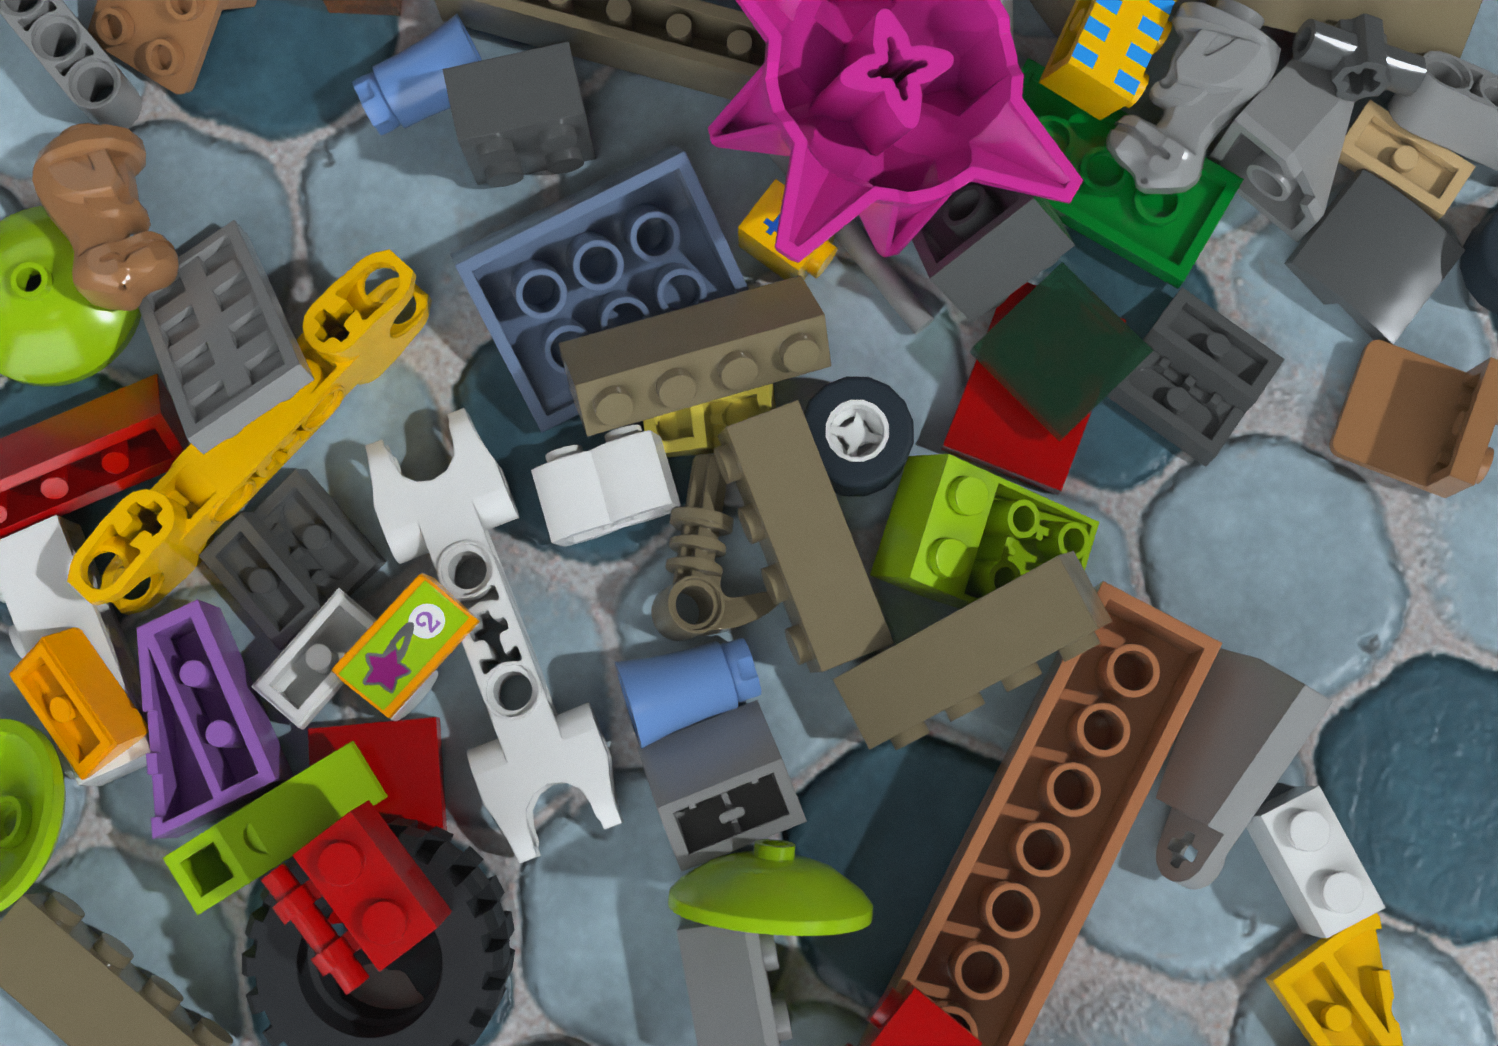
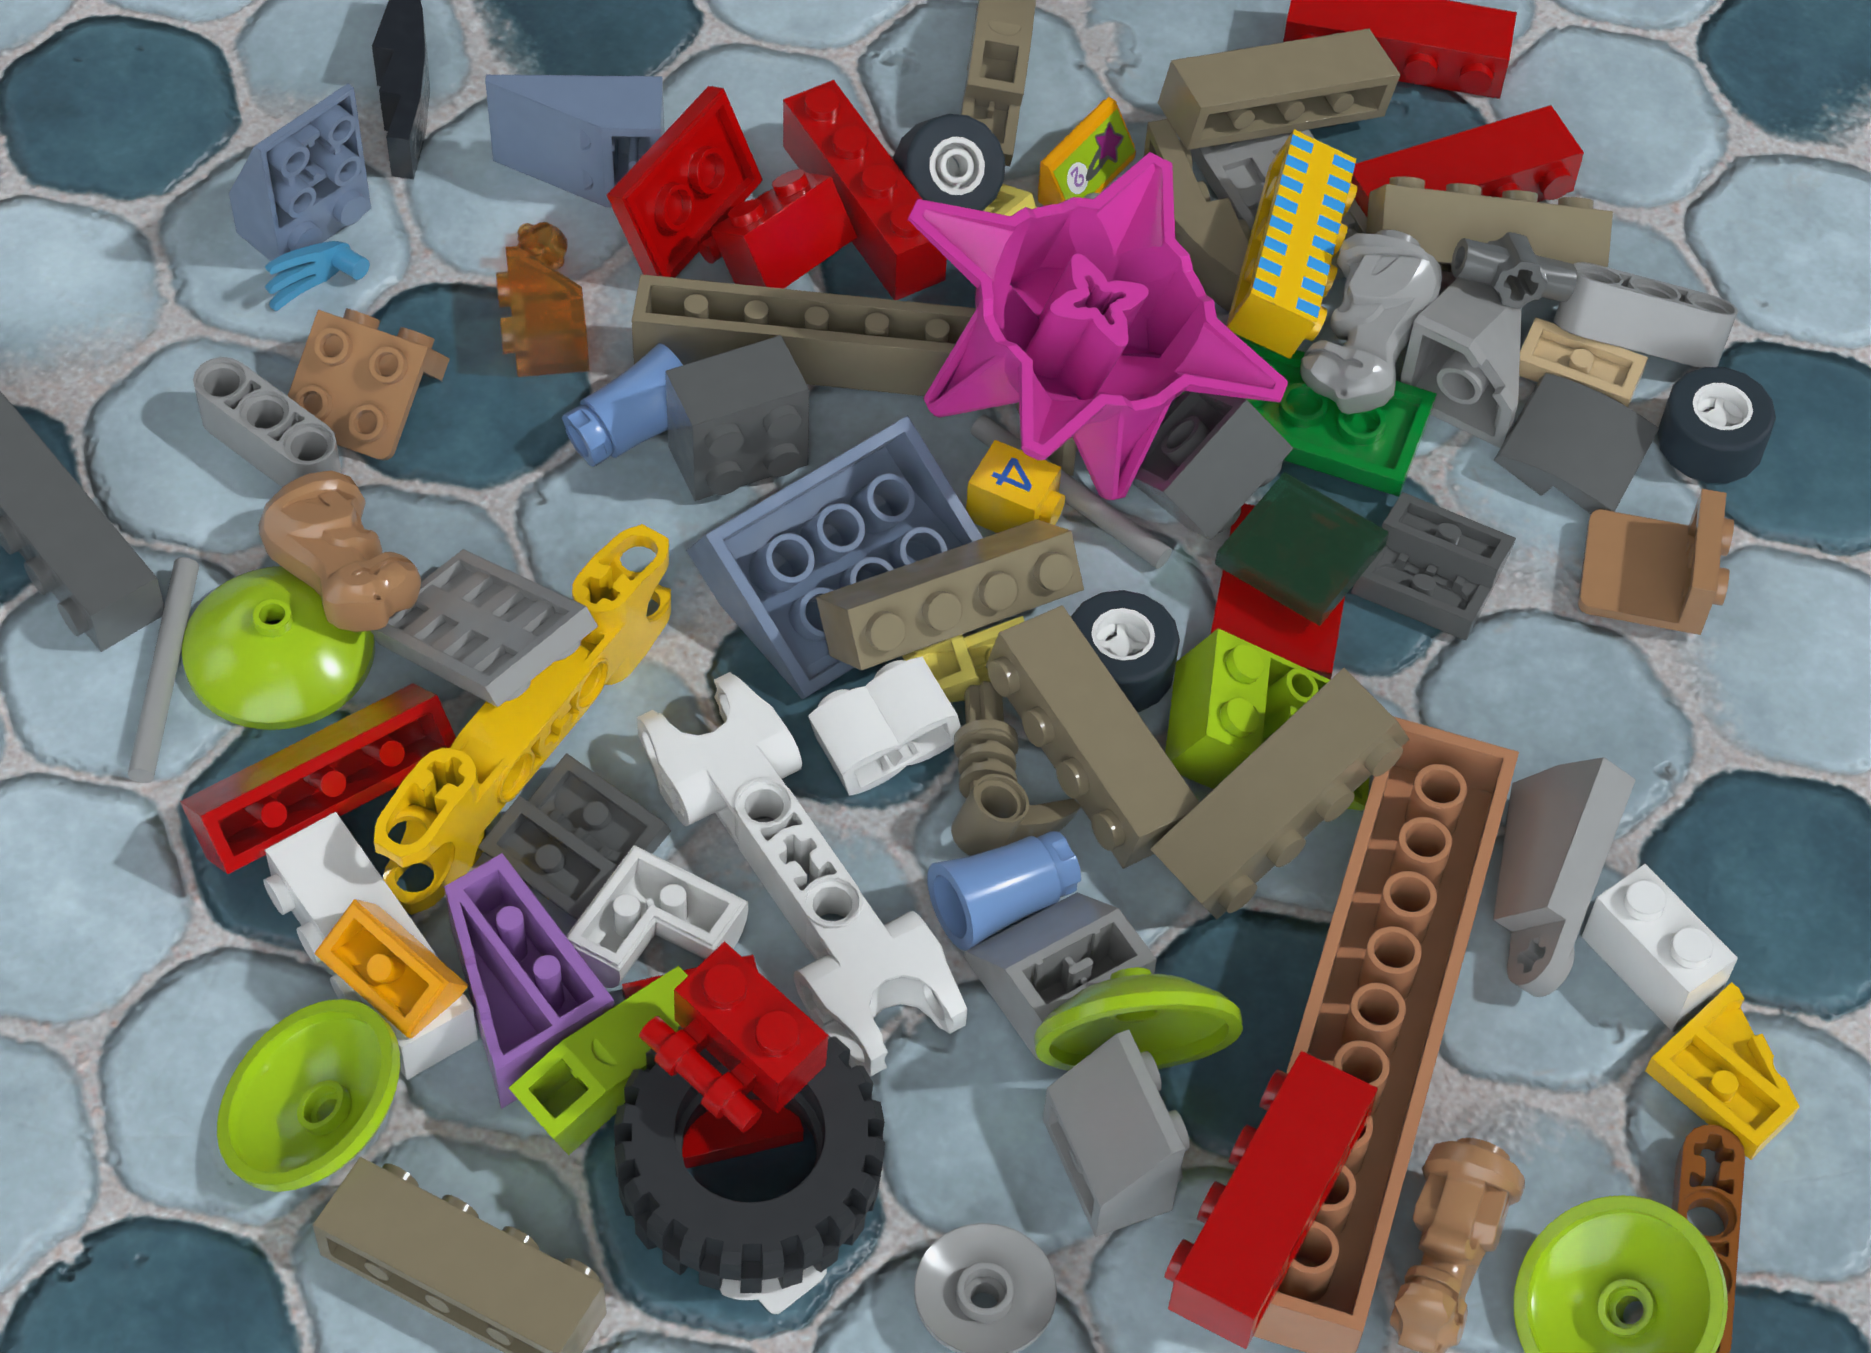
camera: 15 degrees left, 25 degrees down
(405, 645) = (718, 869): slope -> none

